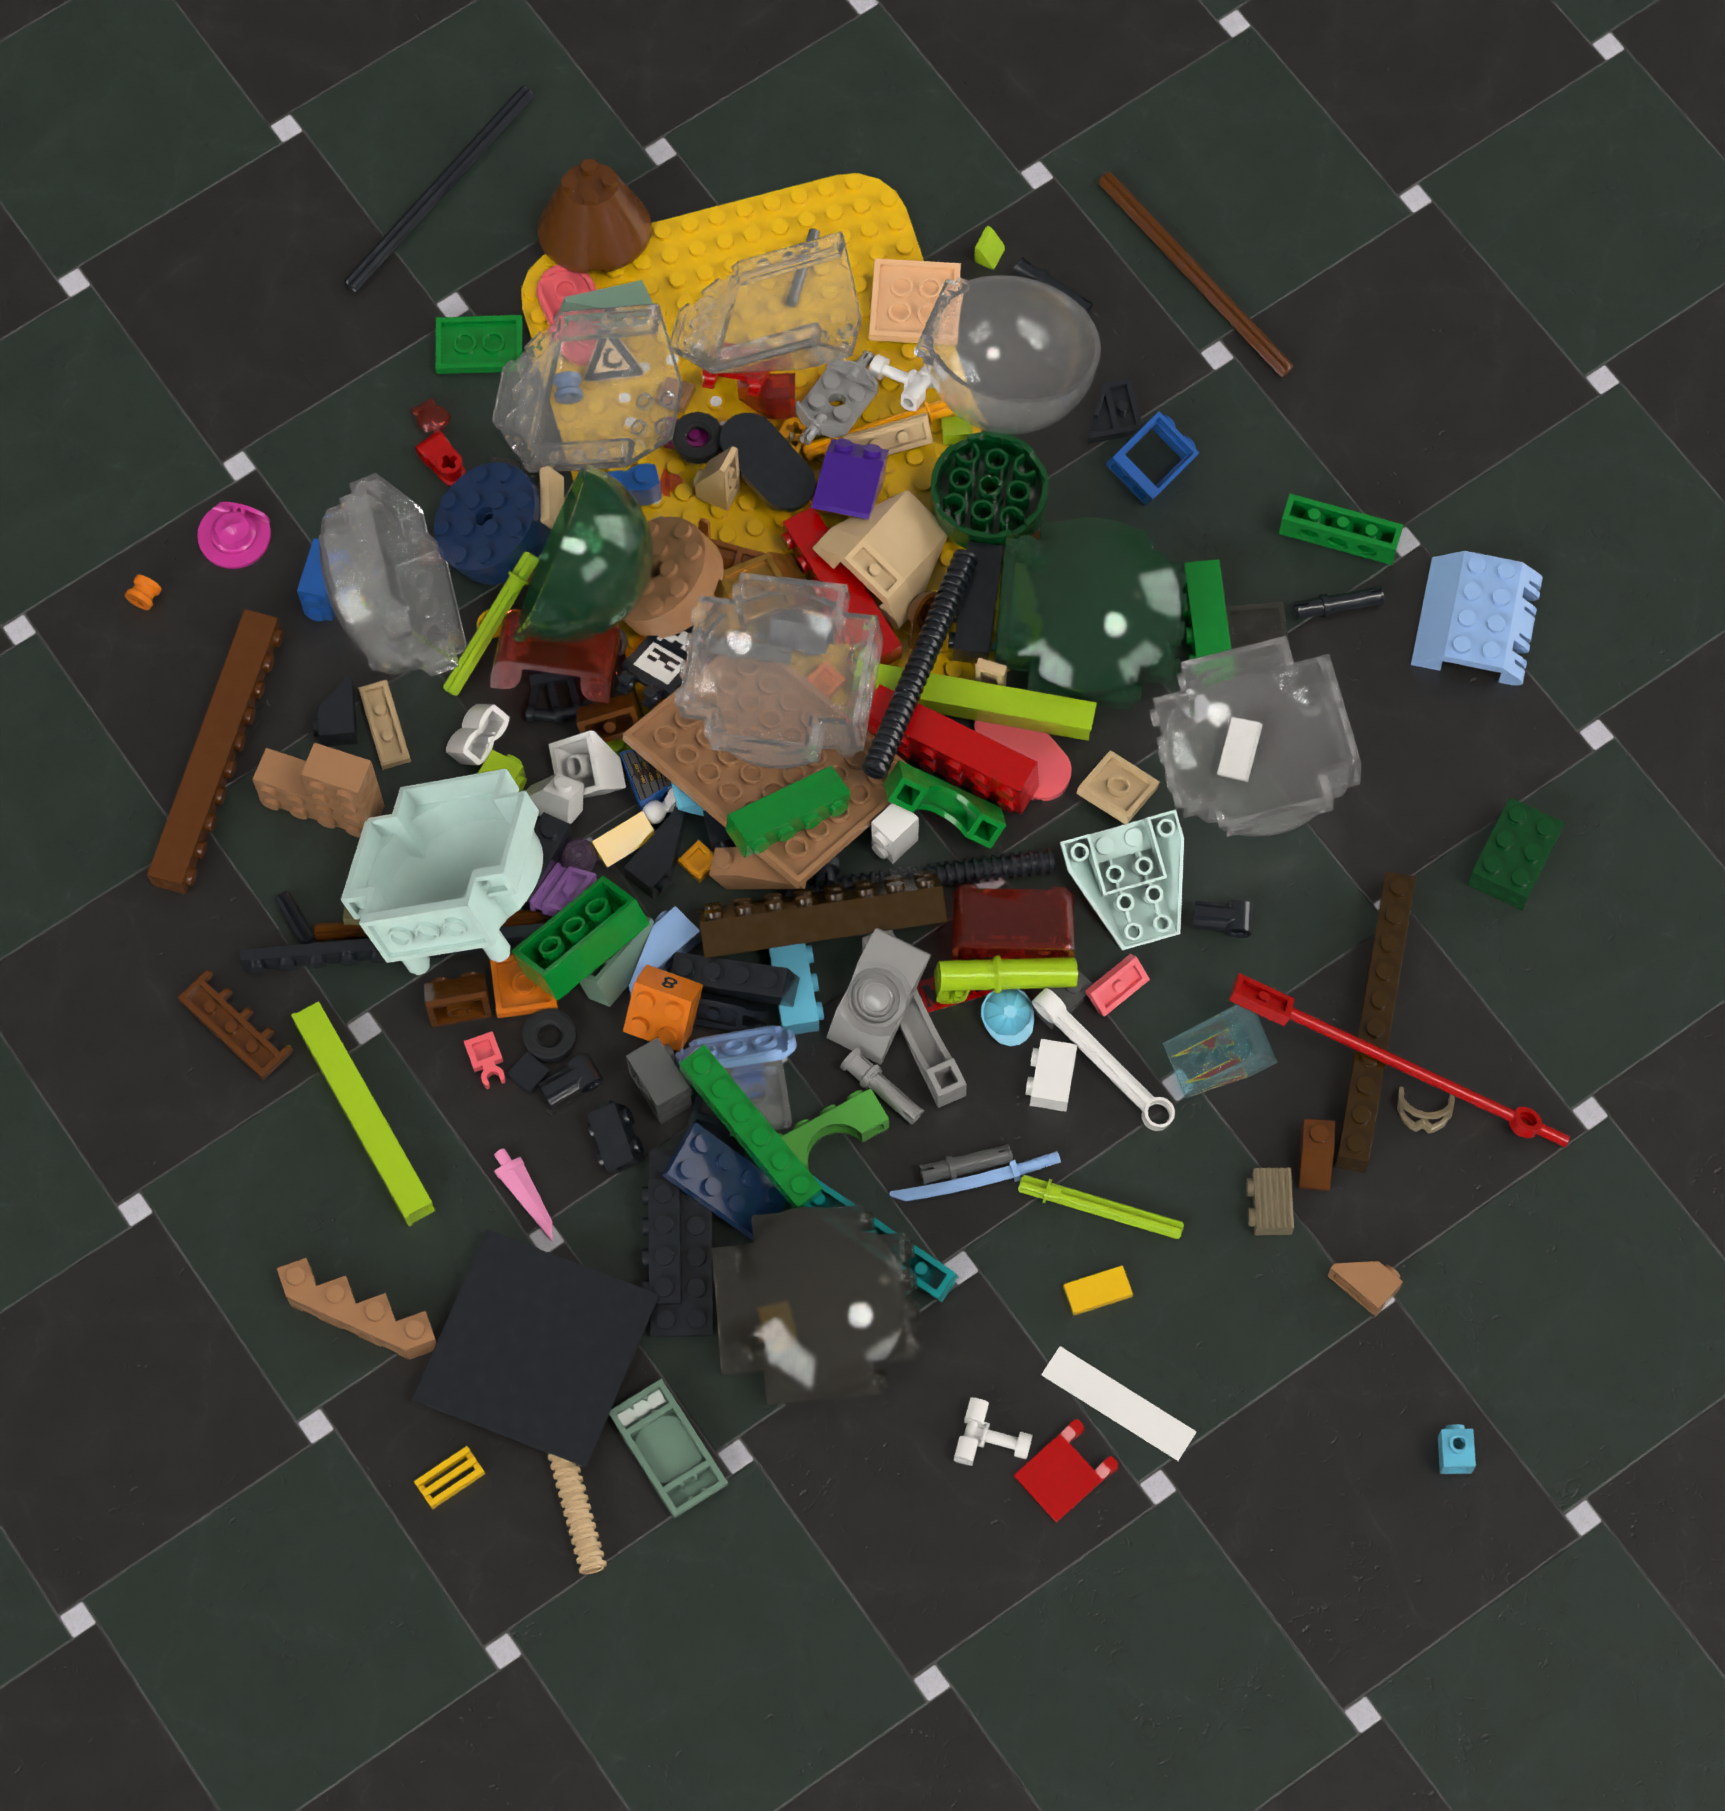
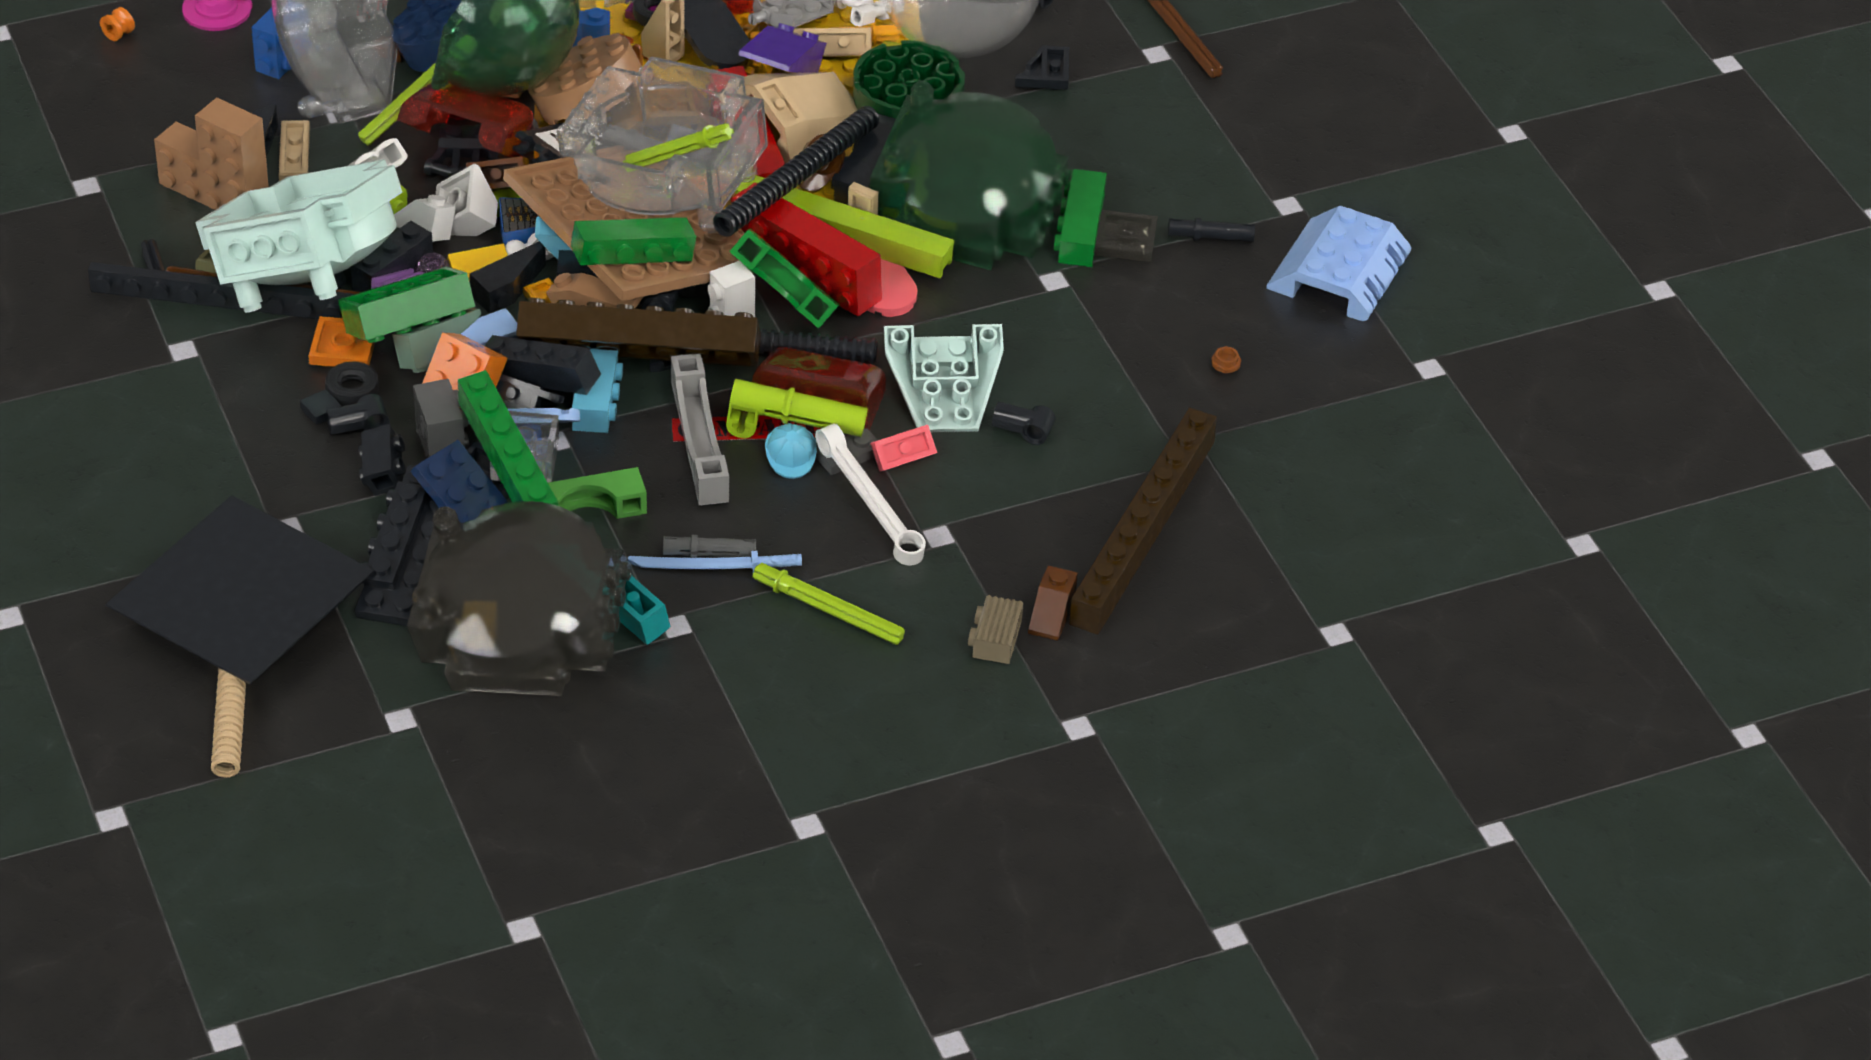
camera: 10 degrees right, 25 degrees down
(215, 752) = (130, 137): reddish brown brick -> none
(233, 1027) = (62, 322): reddish brown hinge -> none
(363, 1113) = (154, 402): lime tile -> none
(368, 1319) = (90, 540): medium nougat brick -> none
(441, 1468) = (117, 673): yellow tile -> none
(457, 999) = (276, 339): reddish brown slope -> none
(485, 1055) = (285, 385): coral plate -> none
(521, 1186) = (279, 482): bright pink bar -> none
(667, 1448) = (335, 692): sand green slope -> none
(837, 684) = (708, 137): none -> lime axle
(871, 1077) = (632, 455): light grey pin -> none
(878, 995) = (669, 402): light grey slope -> none
(978, 1433) = (646, 744): white bar -> none
(1053, 1074) = (817, 498): white brick -> none
(1061, 1476) = (717, 794): red flag -> none
(1098, 1290) = (802, 665): yellow tile -> none
(1118, 787) = (954, 310): tan plate -> none
(1119, 1403) = (792, 755): white sticker -> none
(1132, 476) = (1049, 112): blue window -> none
(1220, 1051) = (987, 511): clear light blue slope -> none
(1239, 749) = (1079, 302): white tile -> none
(1279, 1008) = (1047, 465): red bar -> none
(1301, 754) = (1094, 284): clear windscreen -> none
(1341, 529) = (1229, 176): green brick -> none
(1367, 1283) = (1070, 707): medium nougat slope -> none
(1398, 781) = (1226, 360): none -> dark orange plate
(1423, 1123) = (1194, 599): dark tan helmet -> none
(1460, 1459) = (1115, 840): medium azure brick -> none
(1516, 853) = (1321, 427): dark green brick -> none

